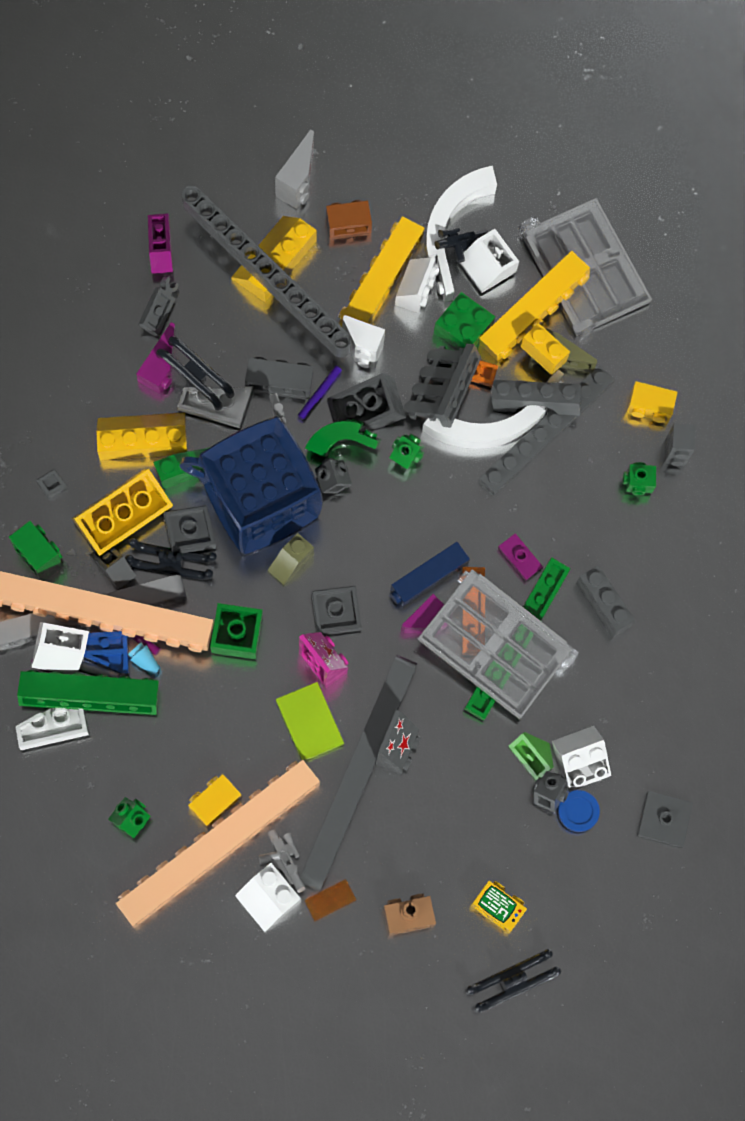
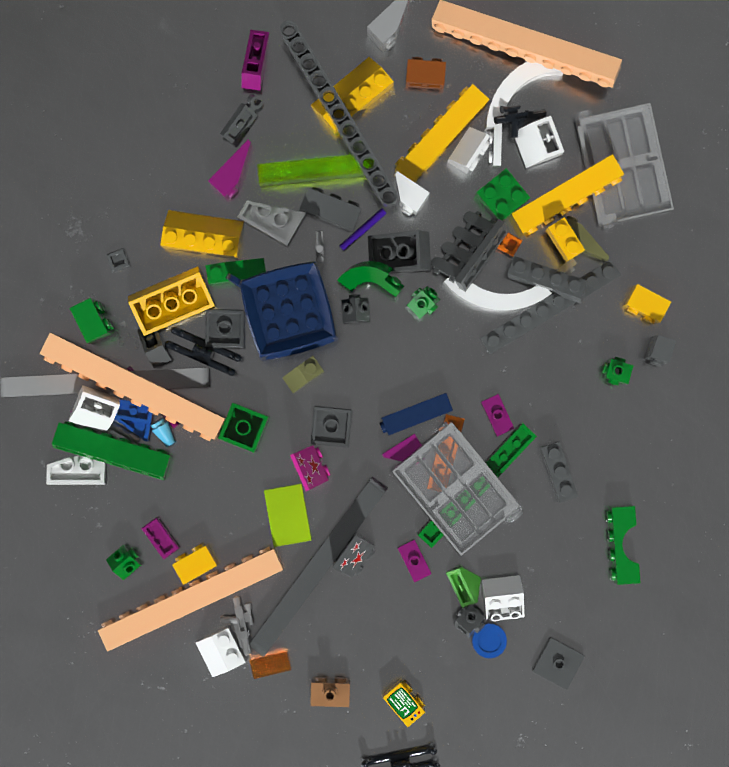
camera: 20 degrees right, 15 degrees up
(166, 781) = (160, 538): none -> magenta plate
(196, 371) = (258, 192): black piece -> none
(250, 339) = (310, 170): none -> clear neon green brick
(449, 163) = (526, 43): none -> light nougat brick
(468, 740) = (414, 560): none -> magenta plate
(709, 692) = (621, 520): none -> green arch

